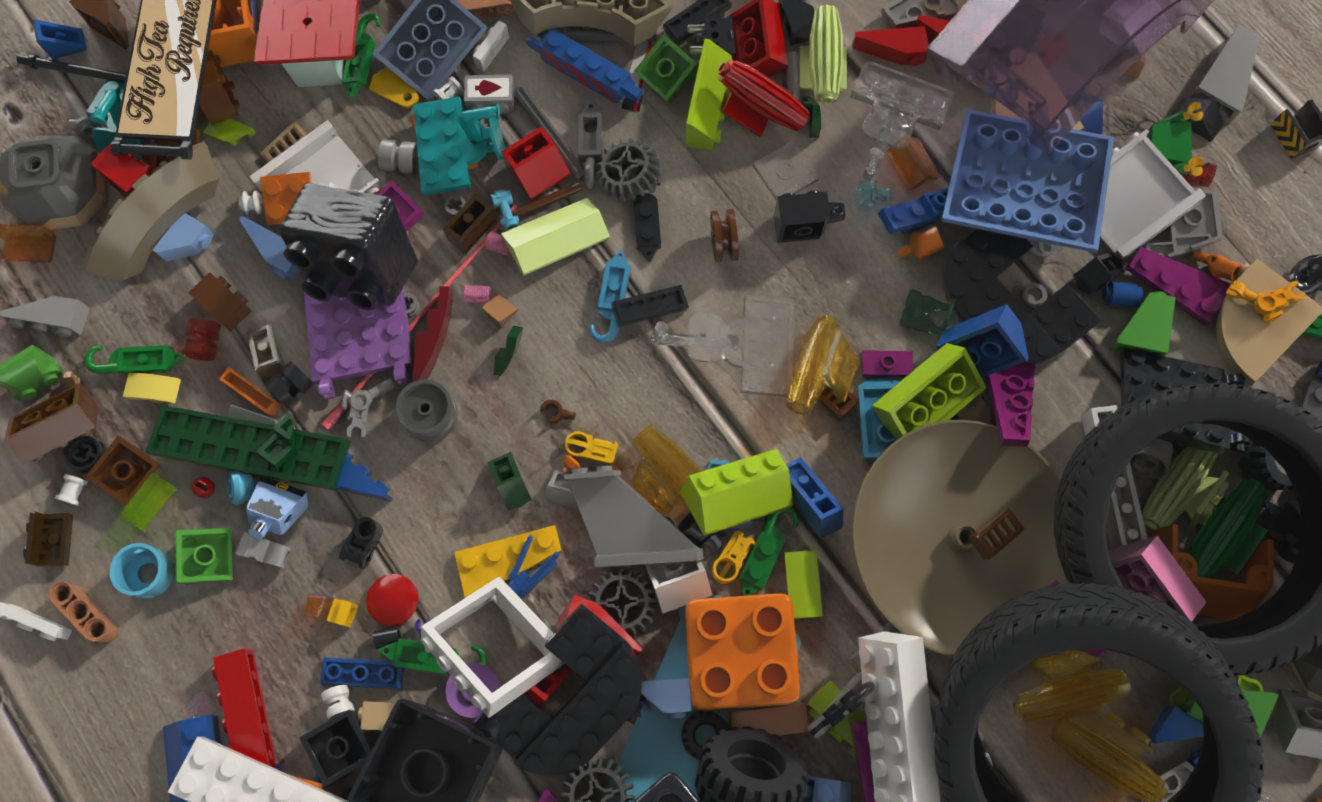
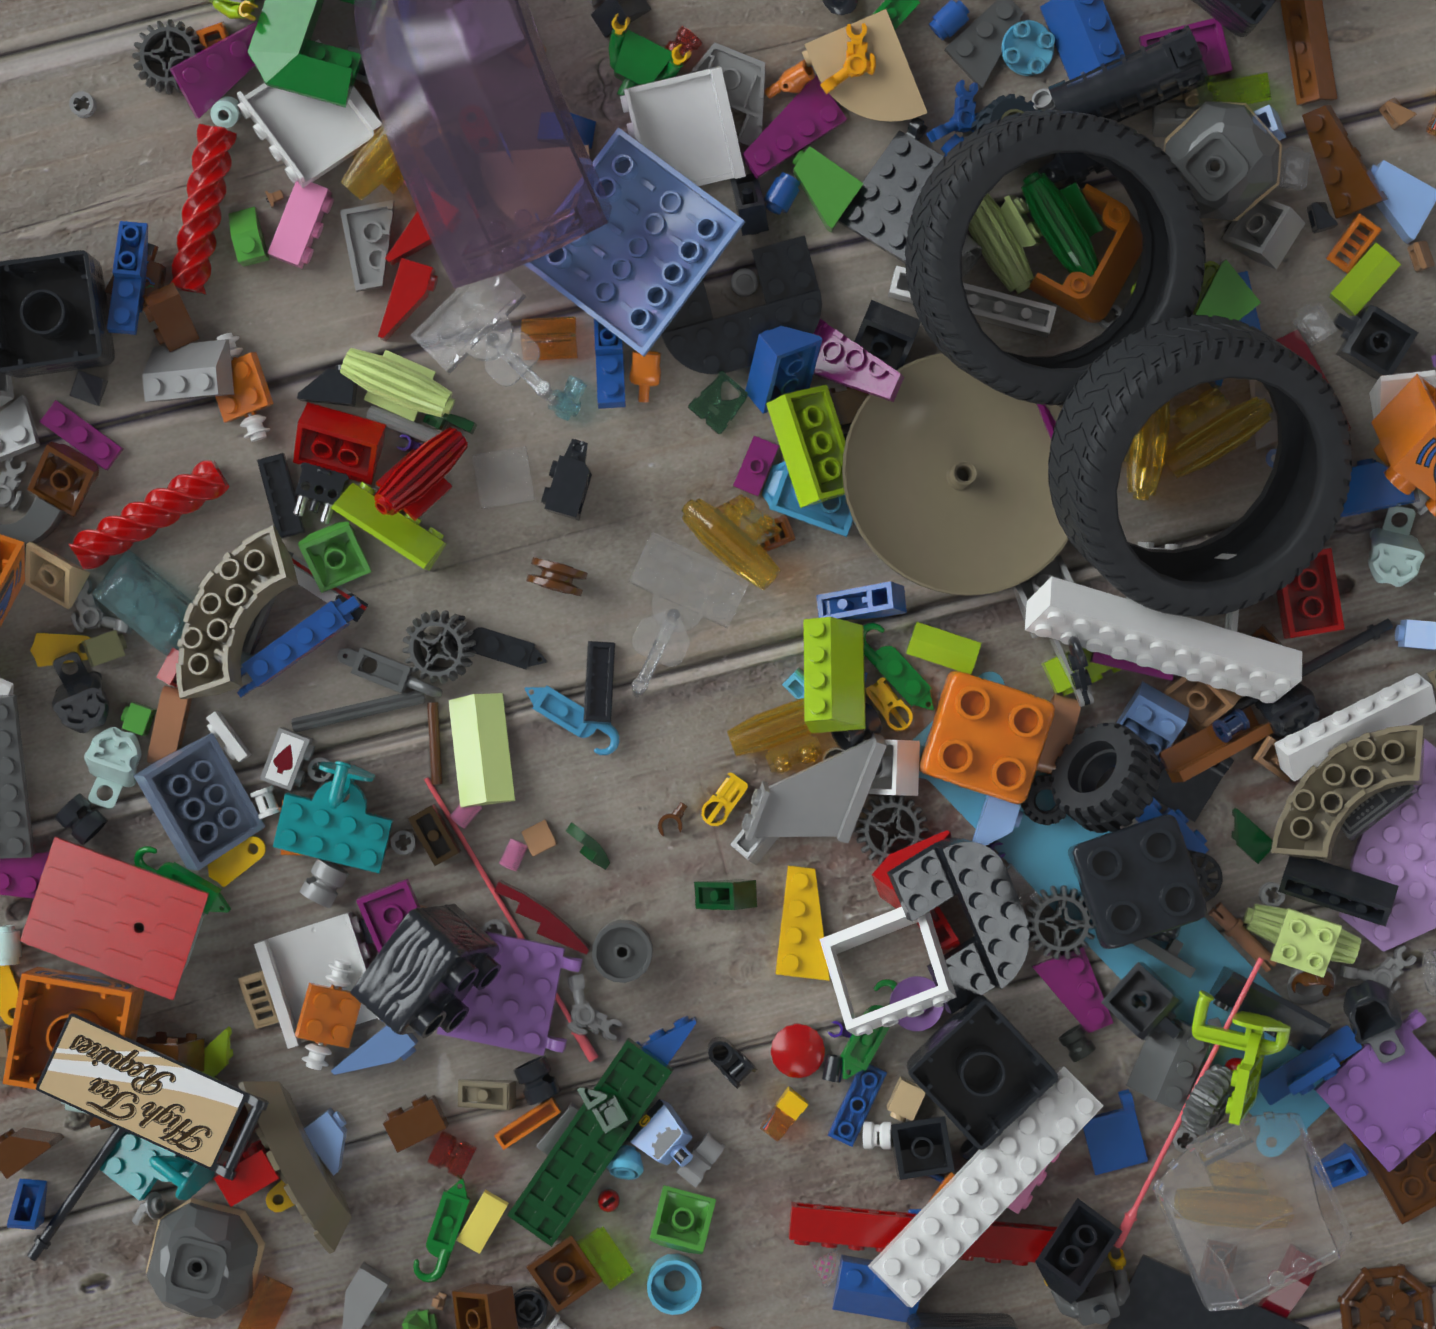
camera: 75 degrees left, 15 degrees up
(503, 200) = (416, 791): medium azure bar -> none
(524, 582) = (833, 917): blue plant -> none
(535, 163) = (392, 740): red slope -> none
(570, 463) = (732, 827): orange rock -> none
(983, 546) = (986, 449): reddish brown slope -> none
(1053, 425) = (887, 334): none -> black slope
(1152, 570) = (1080, 326): bright pink wedge -> none

